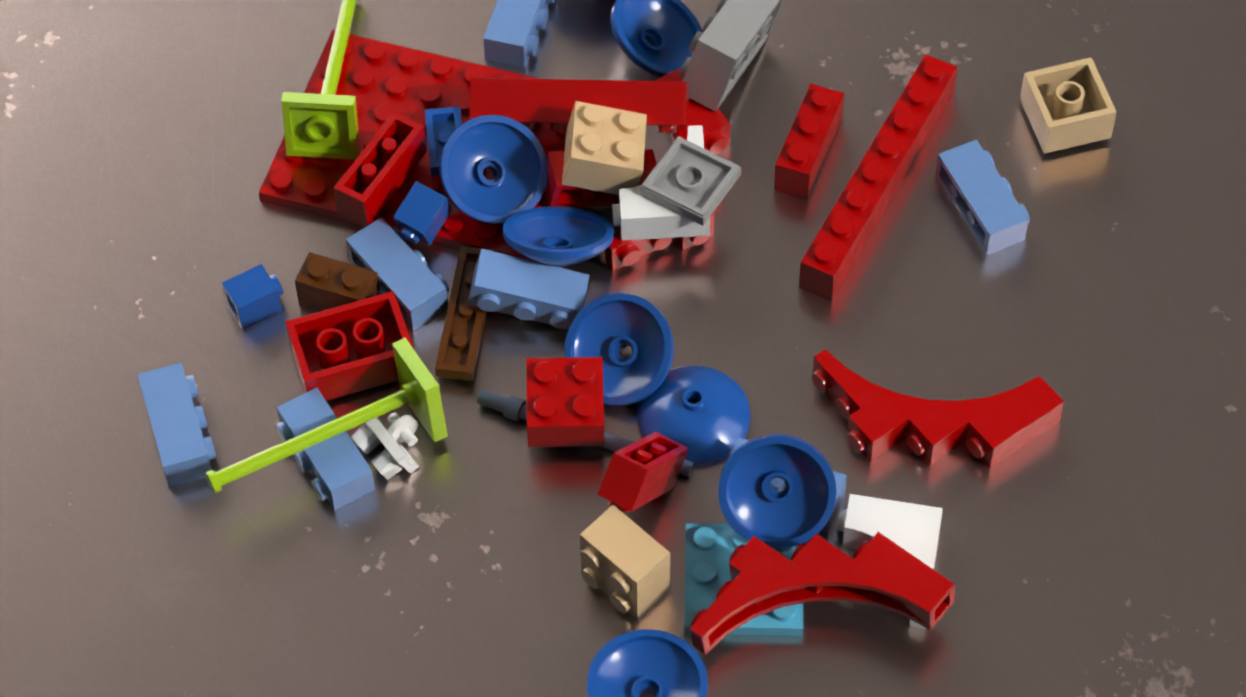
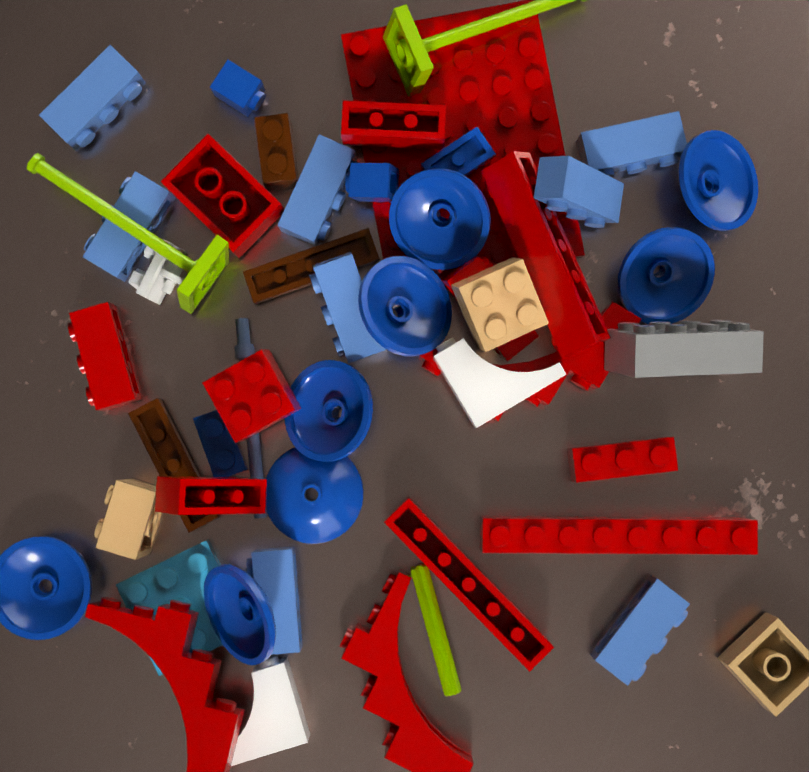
camera: 65 degrees right, 30 degrees up
(443, 528) = (104, 357): none -> red brick
(537, 54) = (578, 191): none -> medium blue brick
(572, 515) = (167, 450): none -> reddish brown plate
(580, 470) = (220, 449): none -> blue plate
(690, 180) = (499, 395): light grey tile -> none
(856, 308) = (469, 584): none -> red brick
(897, 366) = (435, 629): none -> lime axle

